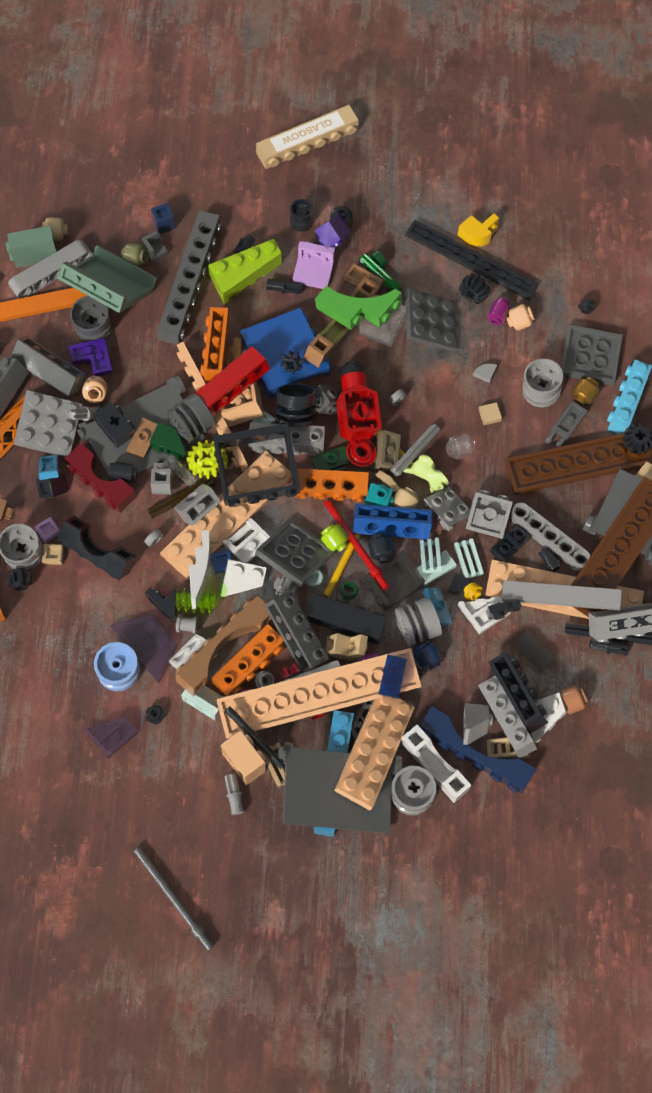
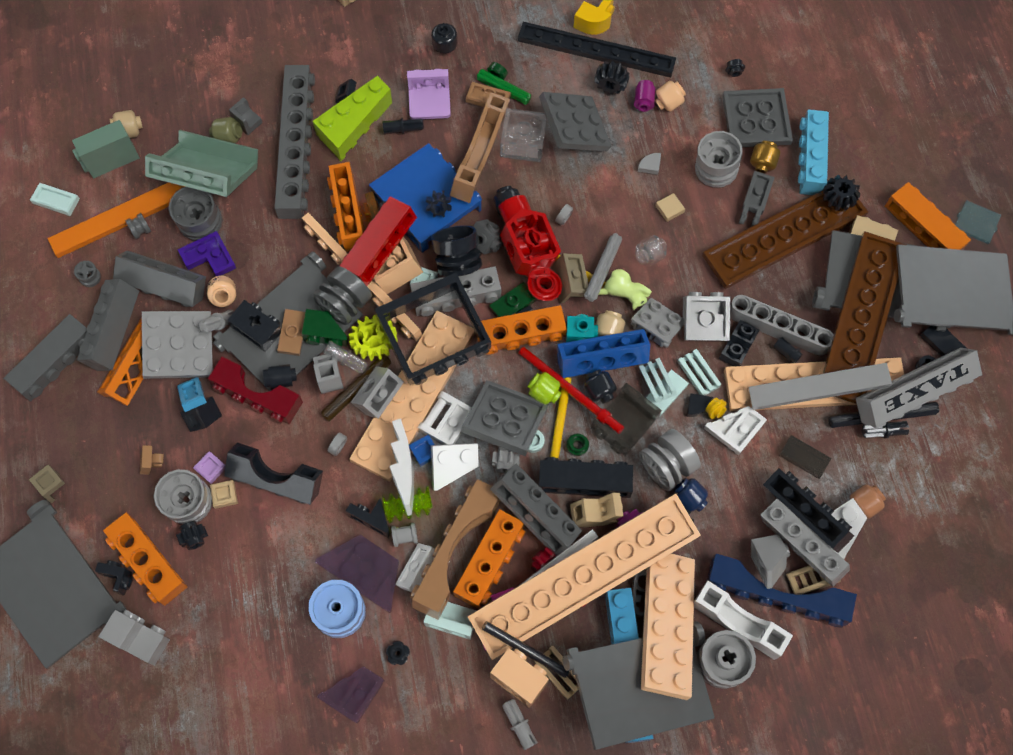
camera: 15 degrees left, 0 degrees up
(42, 317) = (138, 226): none -> dark grey wheel
(48, 269) = (129, 171): light grey beam -> none
(163, 218) = (246, 83): dark blue panel -> none
(269, 679) = (519, 576): light grey plate -> none
(301, 215) = (399, 44): black wheel -> none
(333, 231) = (441, 52): dark purple brick -> none
(351, 310) = (488, 130): bright green arch -> none
(387, 480) = (583, 308): tan tile -> none
(392, 677) = (667, 534): clear blue brick -> none
(439, 604) = (677, 423): dark azure plate -> none
(499, 610) = (755, 422): black plate -> none

